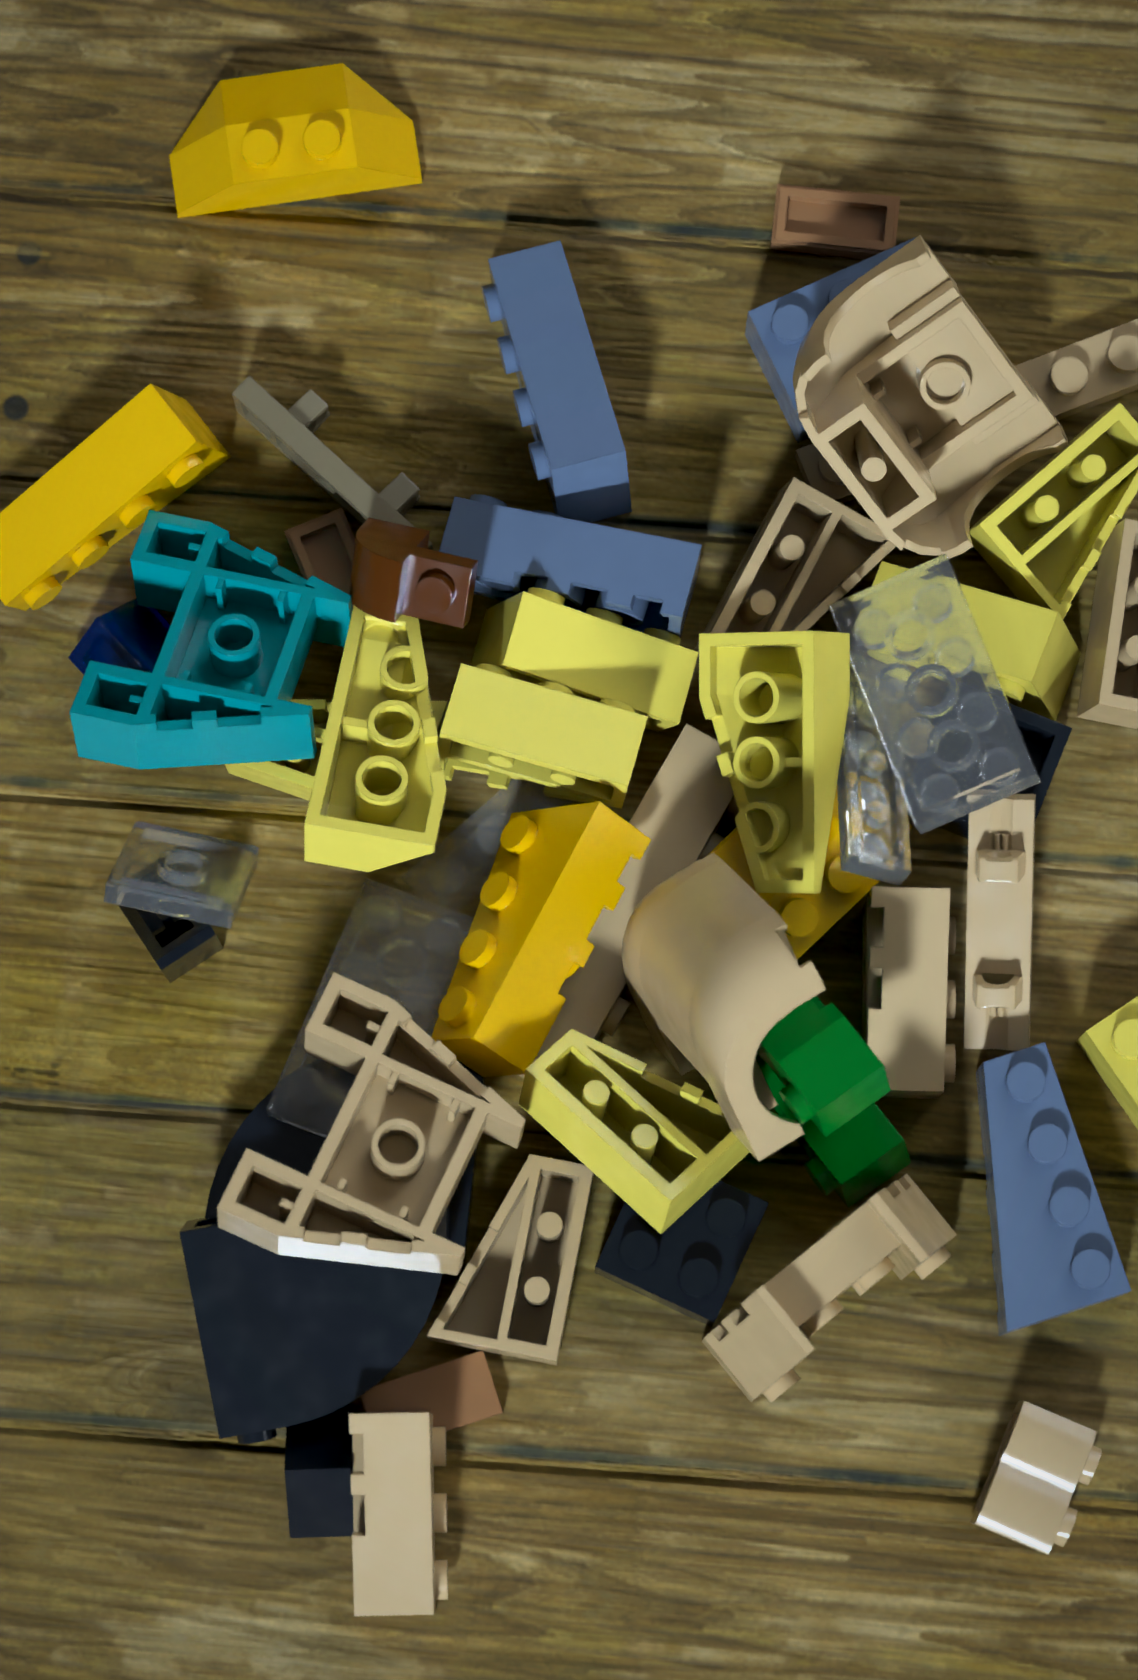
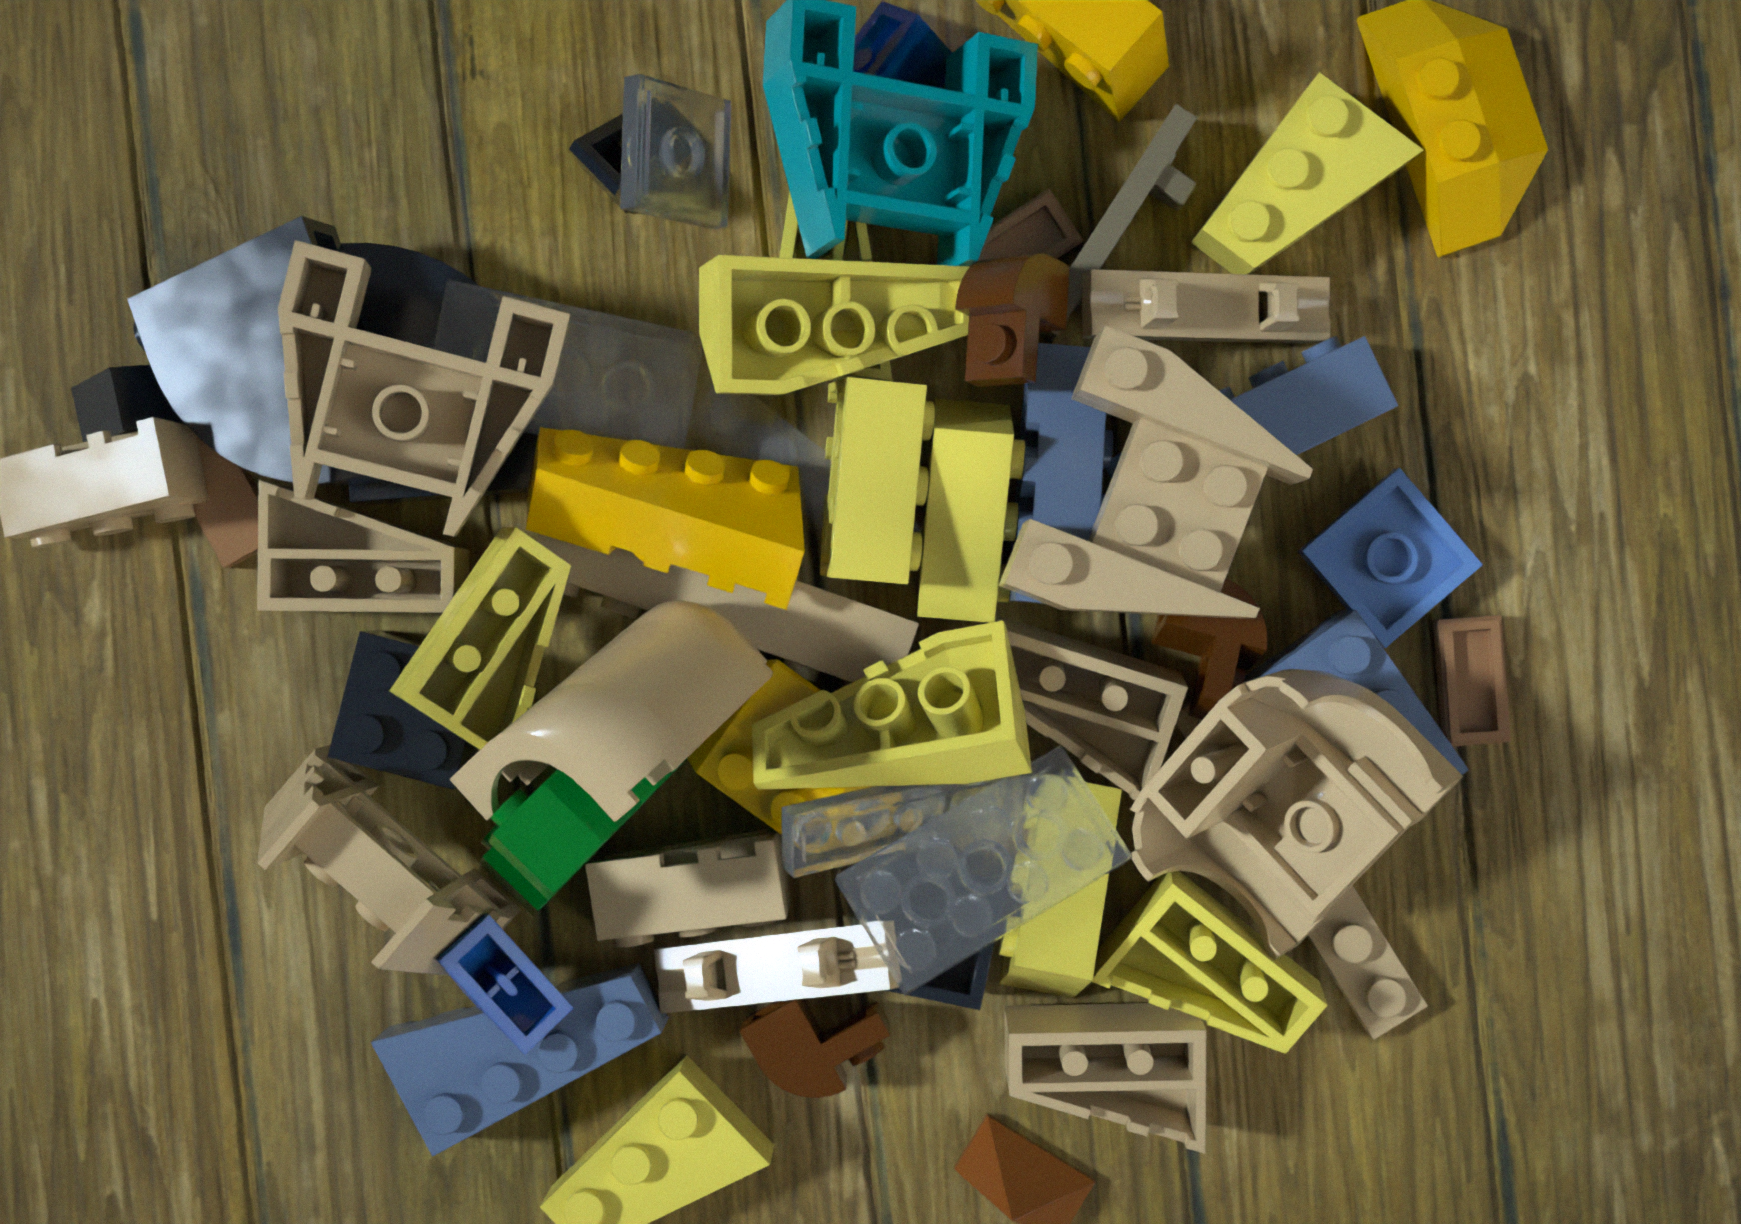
camera: 80 degrees right, 10 degrees up
(322, 293) = (1305, 173): none -> light yellow wedge
(430, 402) = (1206, 306): none -> tan hinge
(613, 453) = (1171, 500): none -> tan wedge
(701, 275) = (1390, 557): none -> medium blue plate
(738, 445) = (1222, 644): none -> reddish brown brick
(970, 1179) = (504, 983): none -> blue slope
(1035, 1478) = (250, 1087): tan brick -> none
(1092, 919) = (805, 1058): none -> reddish brown brick

